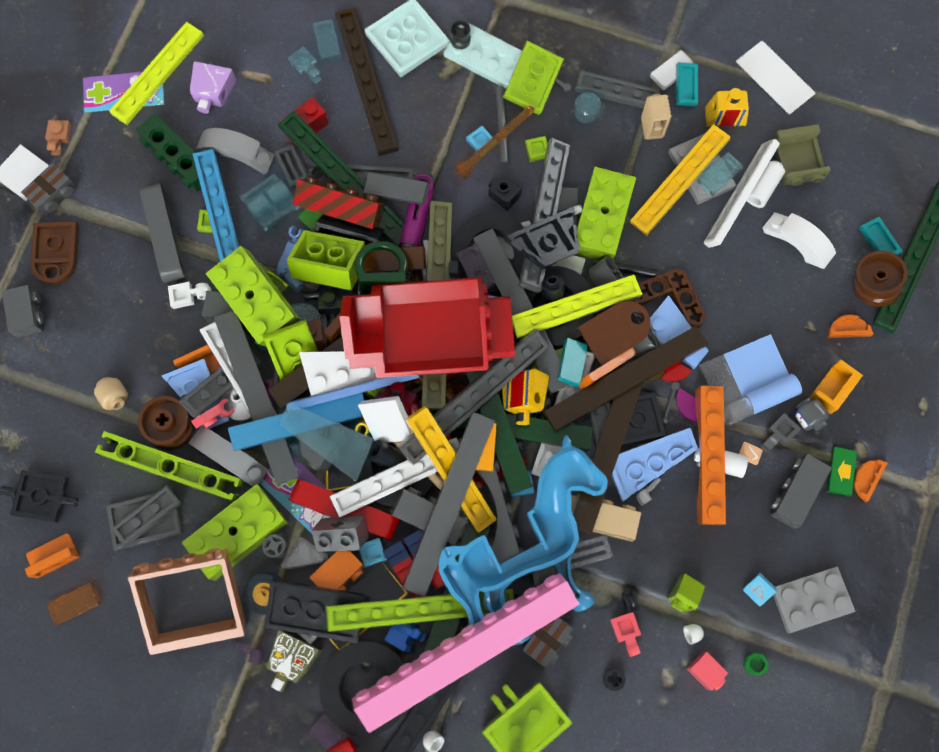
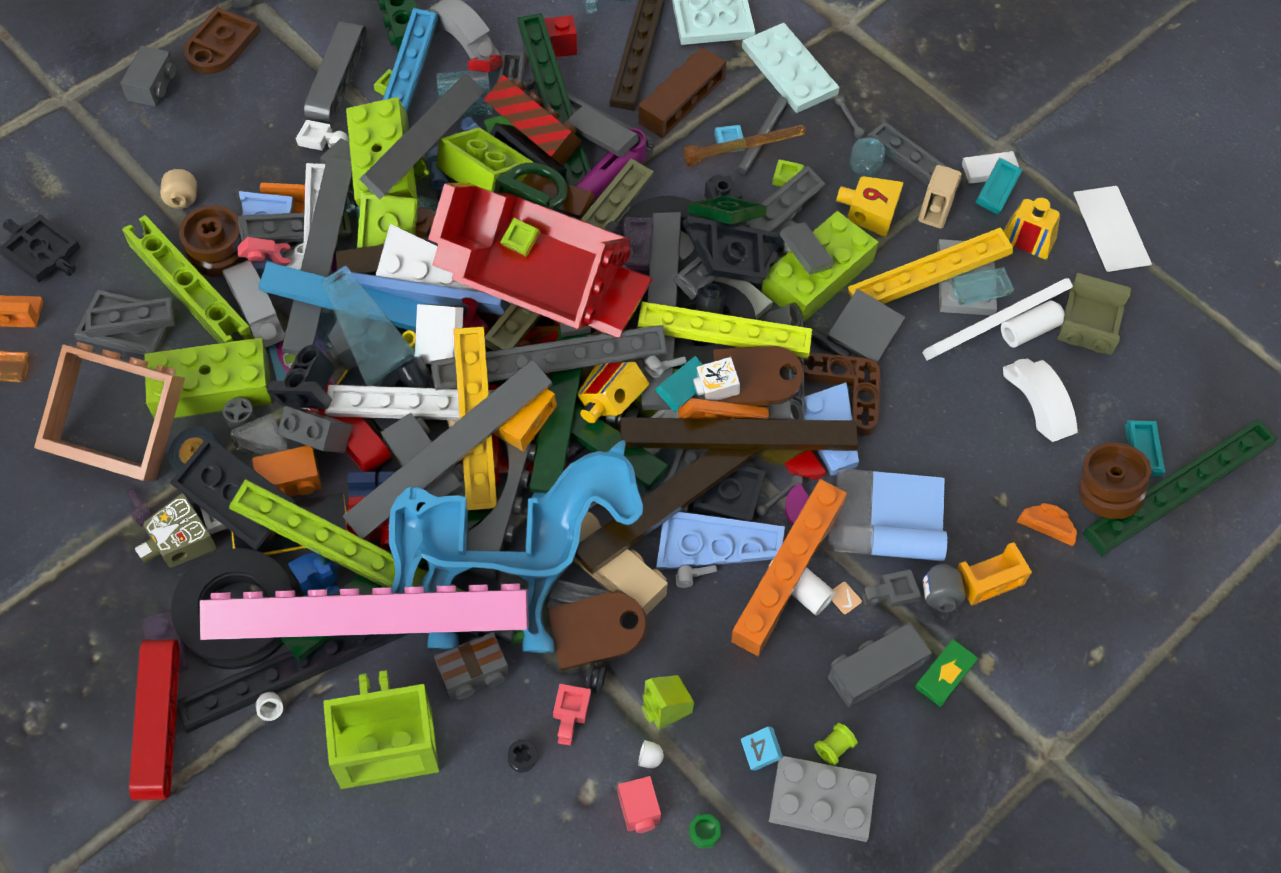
camera: 25 degrees right, 15 degrees down
(271, 171) = (485, 65): none -> red tile
(276, 267) = (421, 136): none -> dark grey tile
(311, 498) = (305, 381): none -> black tile
(372, 553) = (336, 476): medium azure tile -> none
(402, 316) = (520, 237): none -> lime tile
(426, 119) = (681, 92): none -> reddish brown brick
(460, 34) = (767, 27): pearl dark grey wheel -> none
(524, 210) = (727, 209): none -> dark green tile
(533, 77) = (824, 103): lime tile -> none
(546, 361) = (657, 368): none -> light grey hand
(594, 211) = (807, 248): none -> dark grey tile
(596, 351) = (717, 380): none -> white brick
(610, 143) = (872, 203): none -> yellow torso
(611, 570) = (594, 629): none -> reddish brown tile
(659, 246) = (866, 326): none -> dark grey tile
(803, 560) = (835, 744): none -> lime bush
(867, 478) = (977, 696): orange tile -> none

